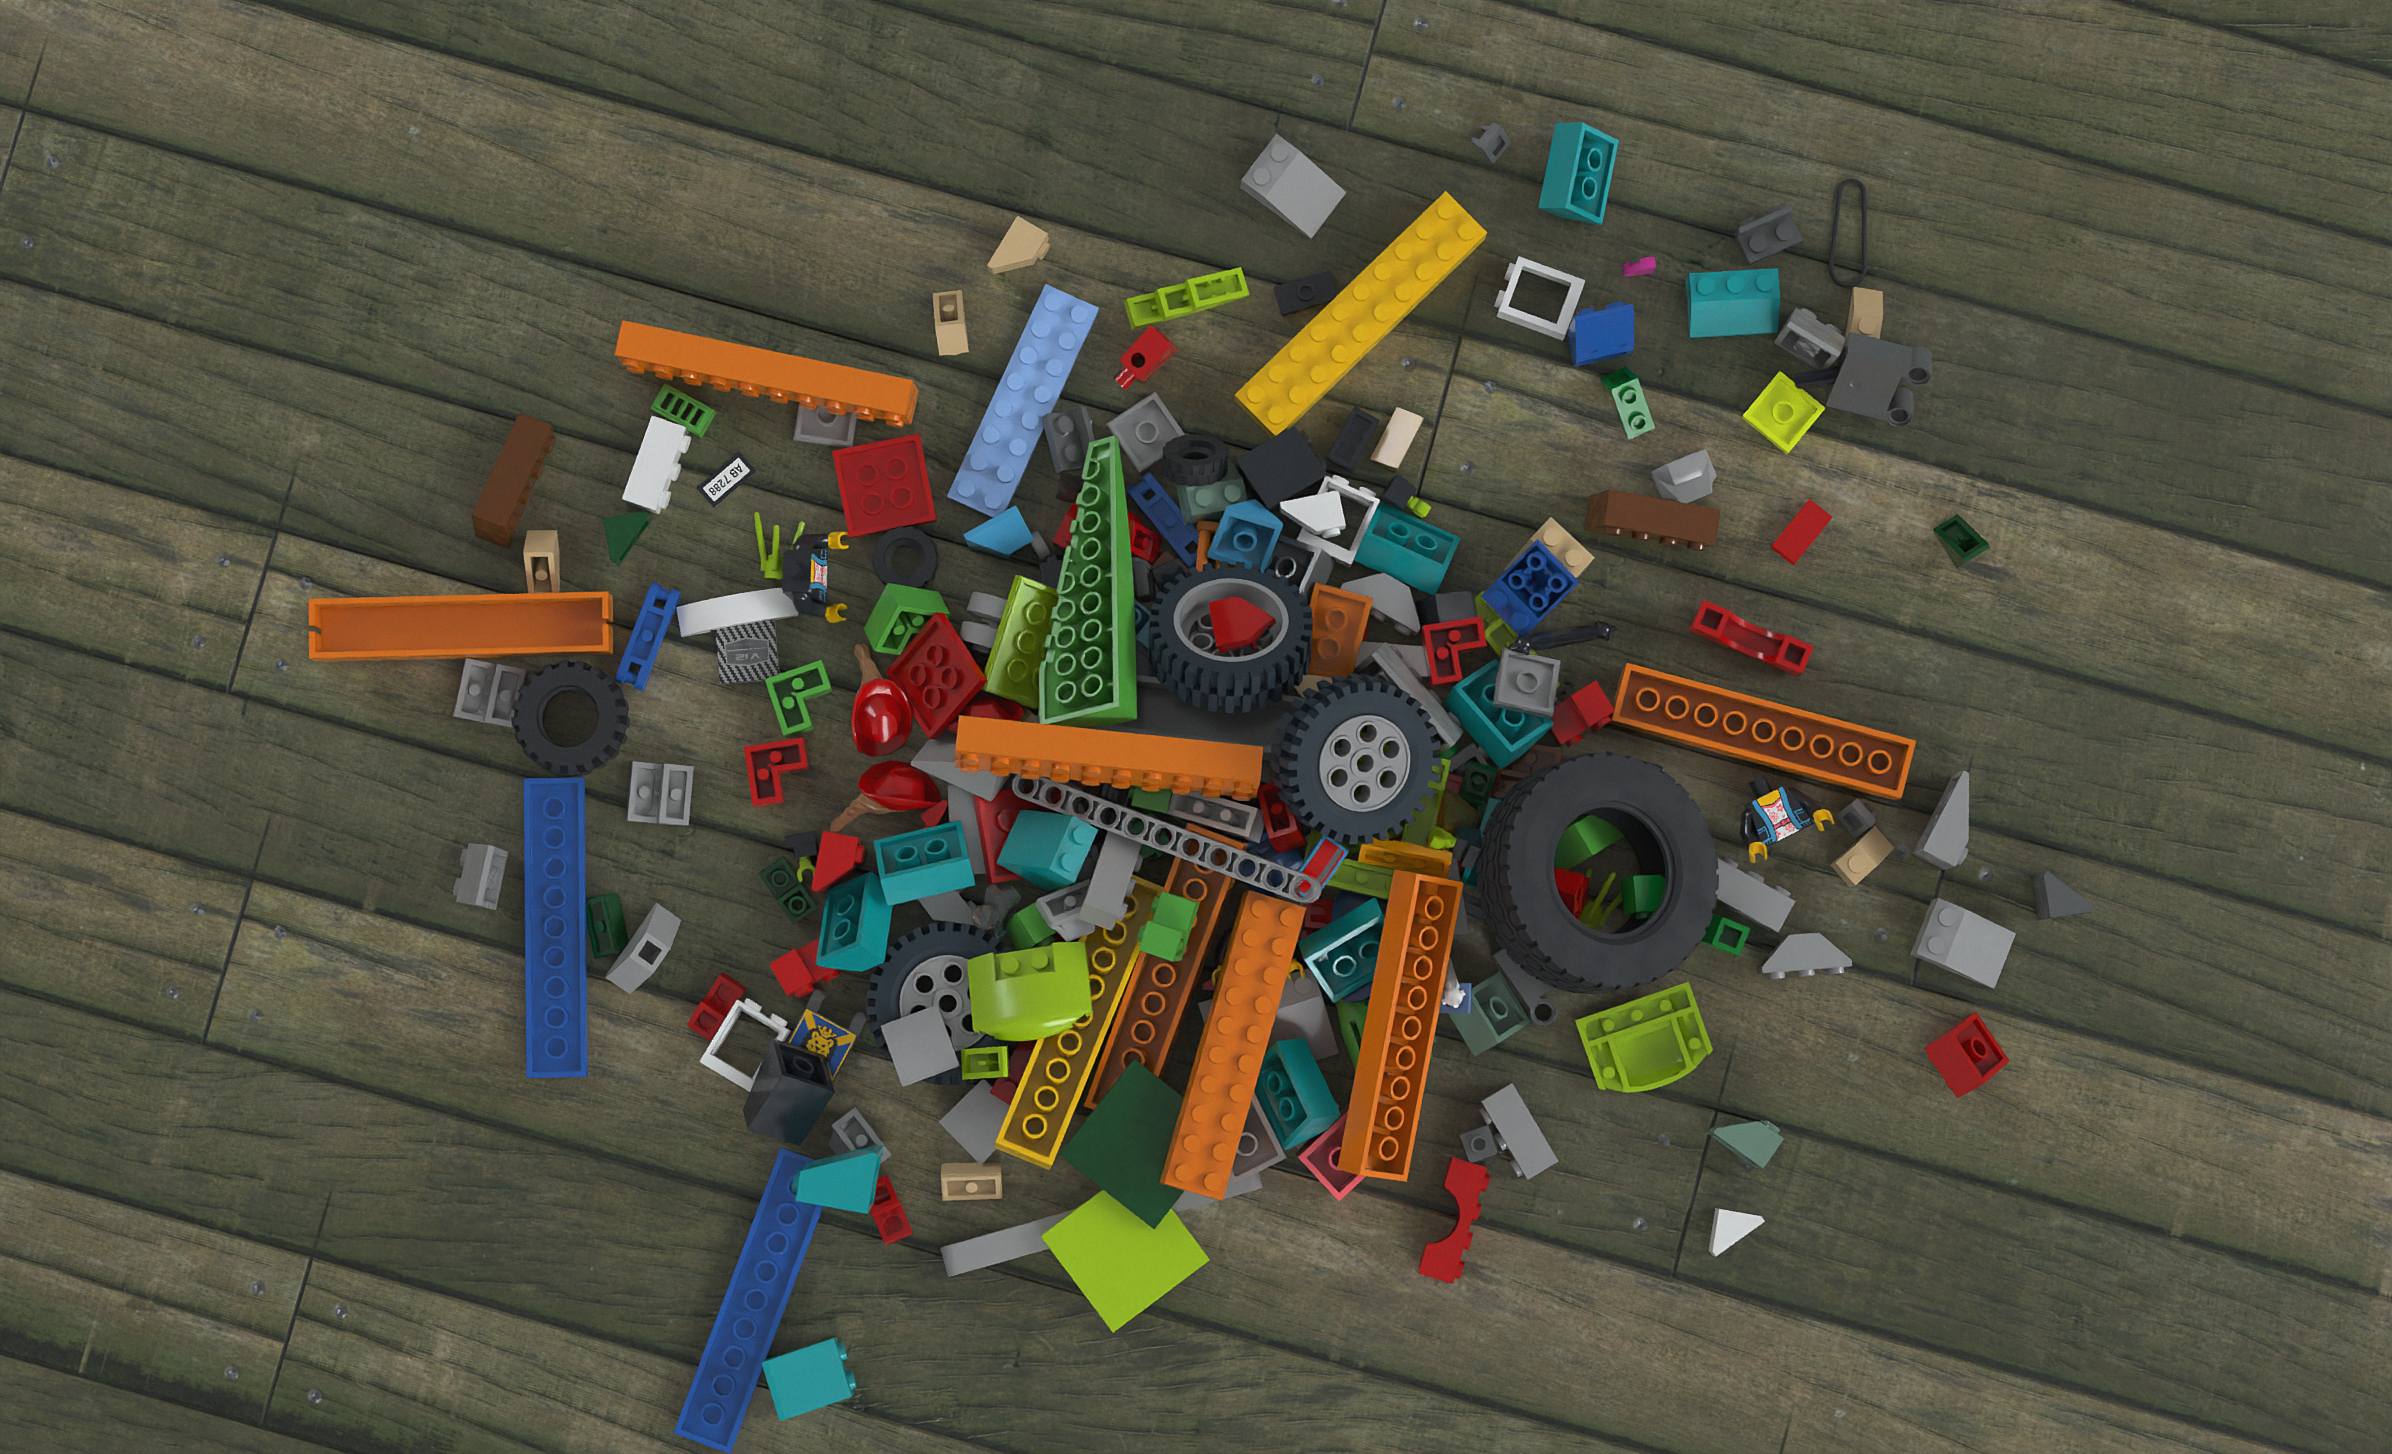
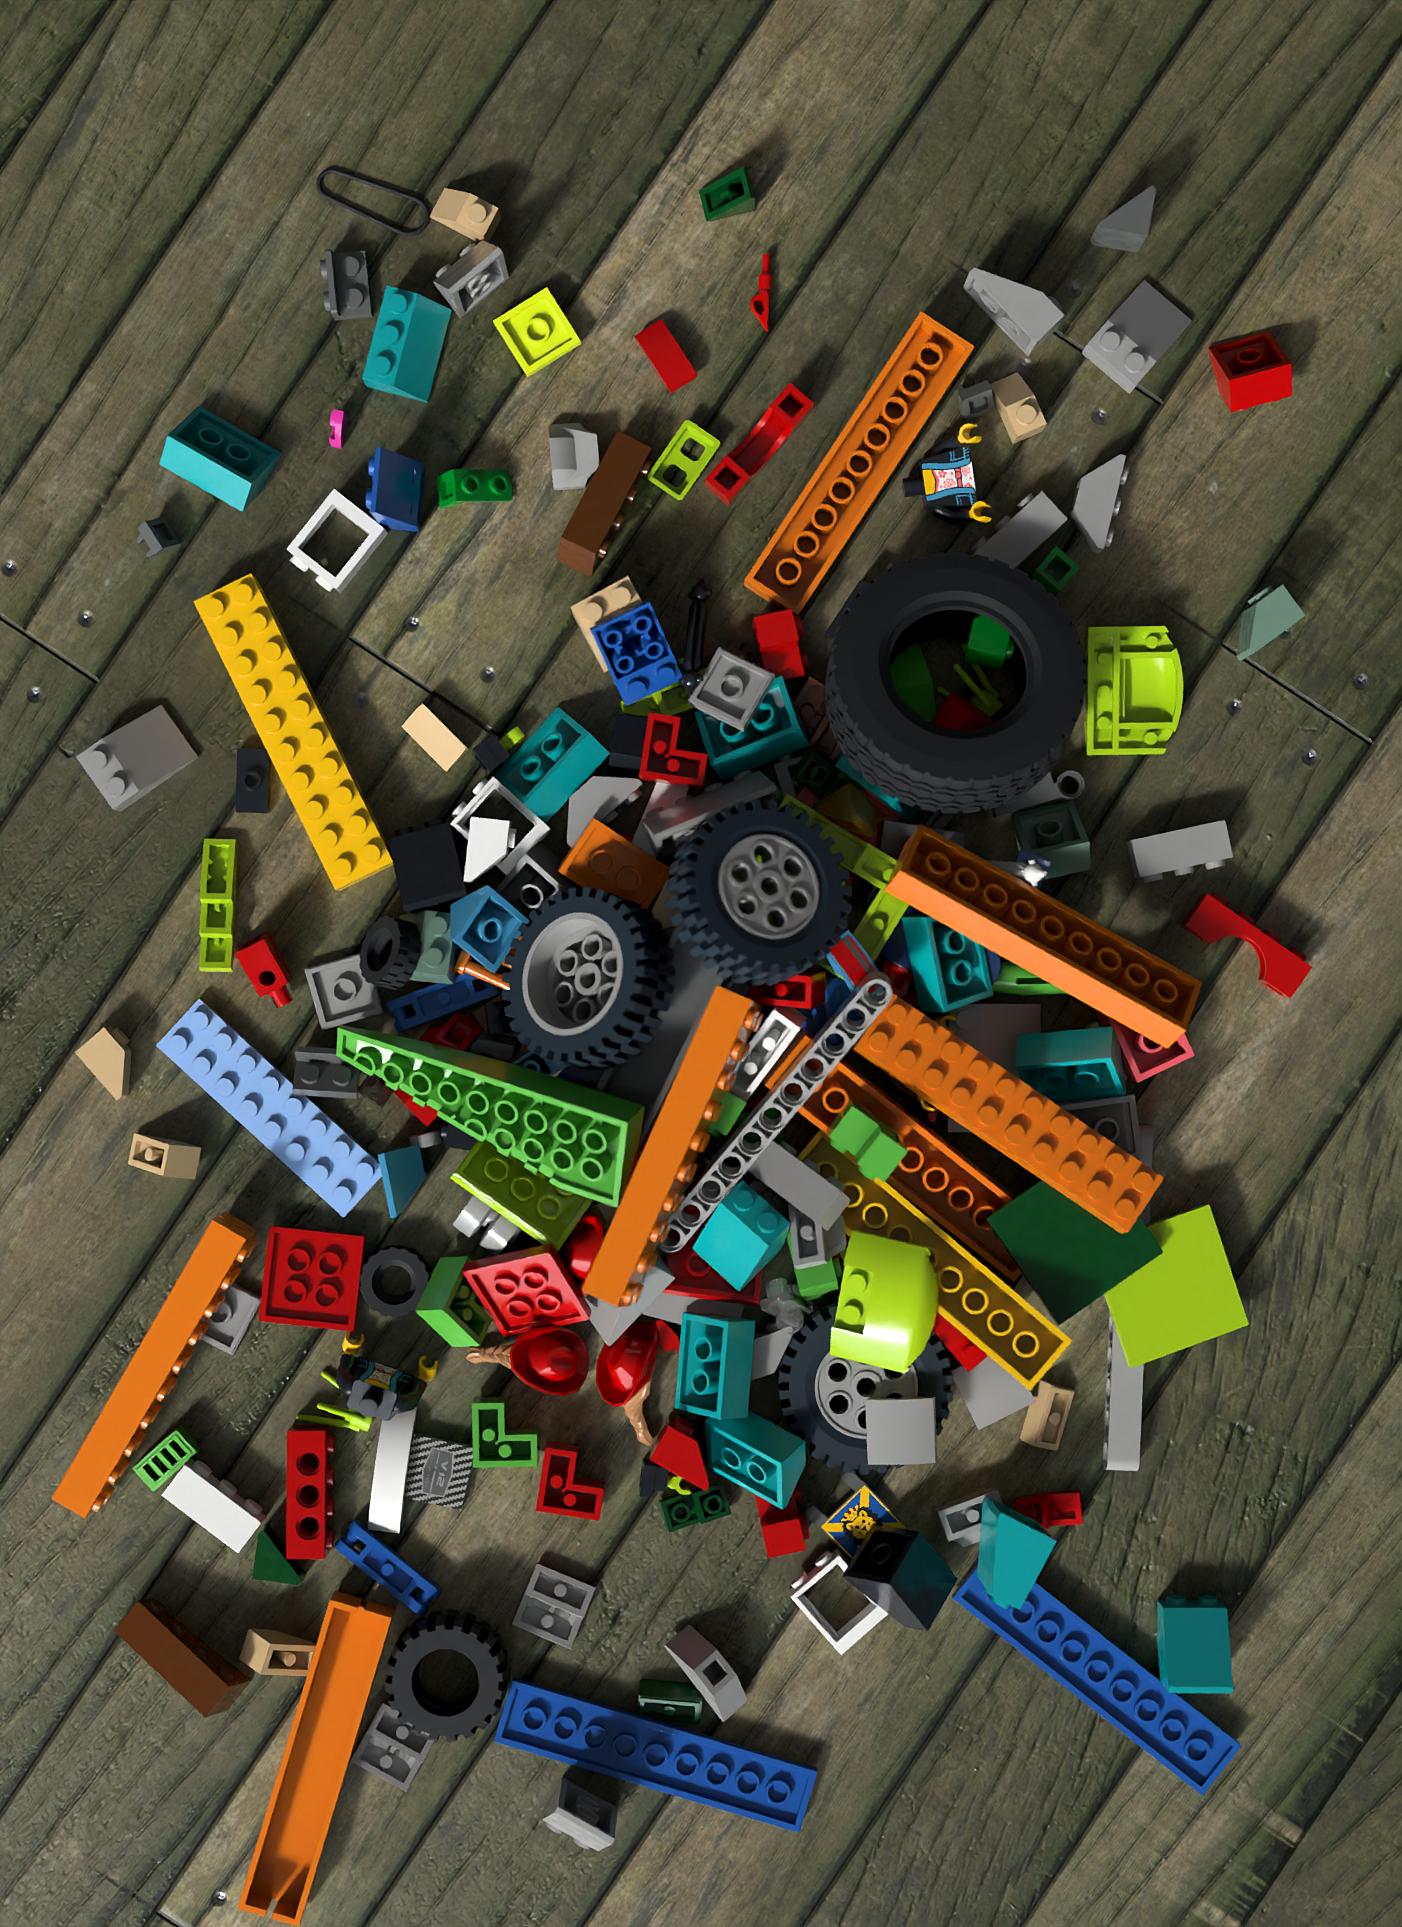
camera: 65 degrees left, 5 degrees up
(648, 549) = (299, 1540): none -> red brick
(716, 1006) = (787, 1616): red slope -> none
(726, 479) = (252, 1436): sticker -> none
(985, 1063) = (941, 1368): lime slope -> none
(1237, 623) = (577, 967): red slope -> none
(1352, 439) = (420, 782): black plate -> none
(1406, 857) = (874, 870): light orange plate -> none
(1463, 845) = (880, 810): black piece -> none
(1478, 1143) = (1179, 895): dark grey bracket -> none
(1716, 568) = (673, 455): none -> lime piece
(1729, 1228) = (1346, 668): white slope -> none
(1869, 377) = (533, 229): dark grey piece -> none
(1889, 600) = (765, 285): none -> red hand

